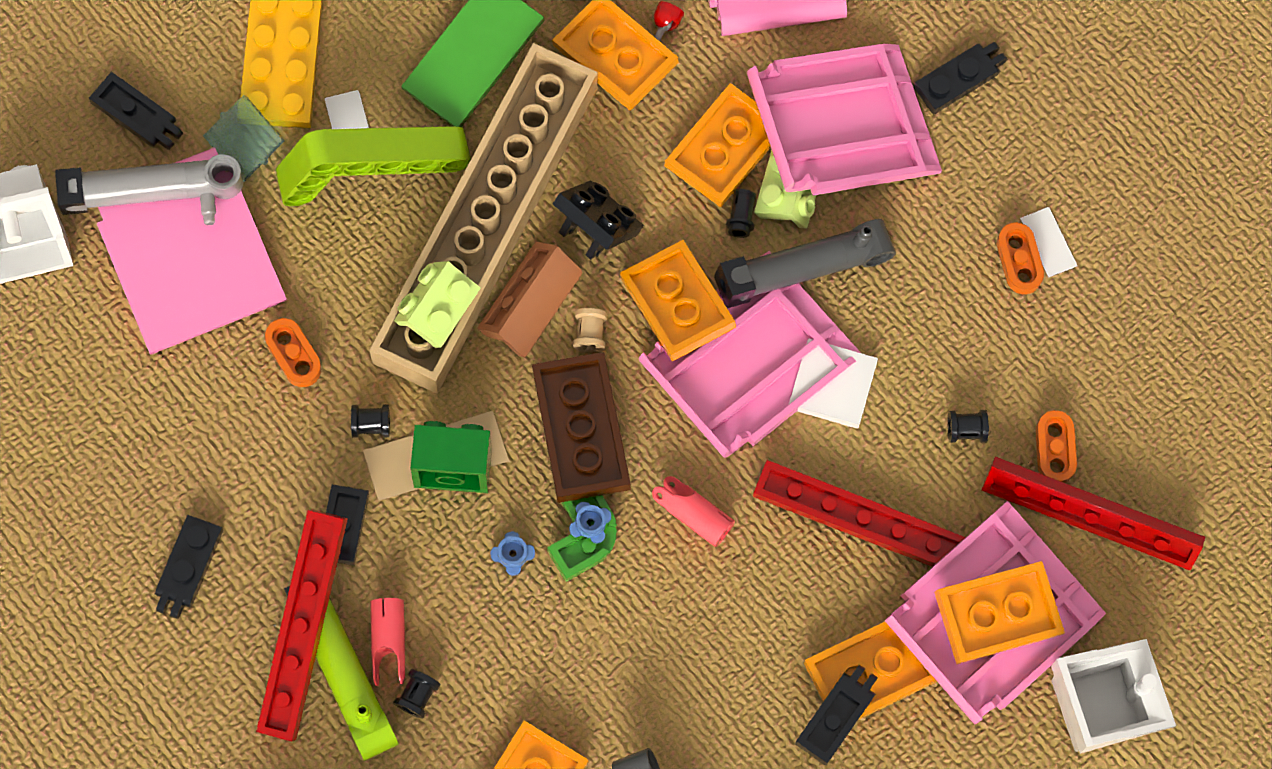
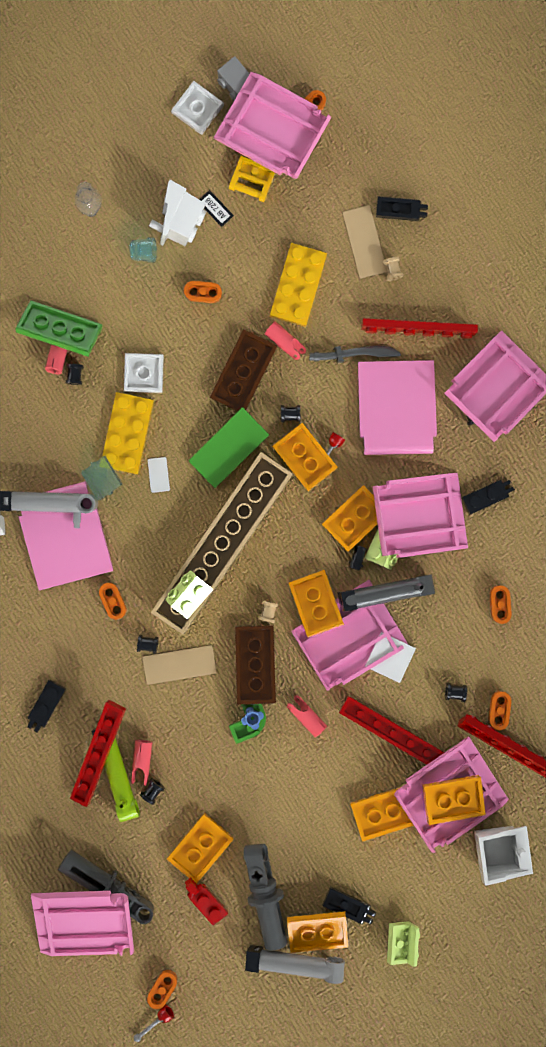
camera: 10 degrees right, 15 degrees up
(135, 111) = (46, 454): black hinge -> none
(350, 504) = (128, 694): black plate -> none
(368, 152) = (170, 502): lime beam -> none
(451, 457) = (185, 675): green brick -> none
(512, 542) = (211, 729): medium blue plate -> none
(531, 298) = (239, 588): nougat panel -> none
(598, 216) = (281, 551): black plate -> none
(837, 716) = (362, 838): black hinge -> none
(1050, 242) = (517, 594): white sticker -> none

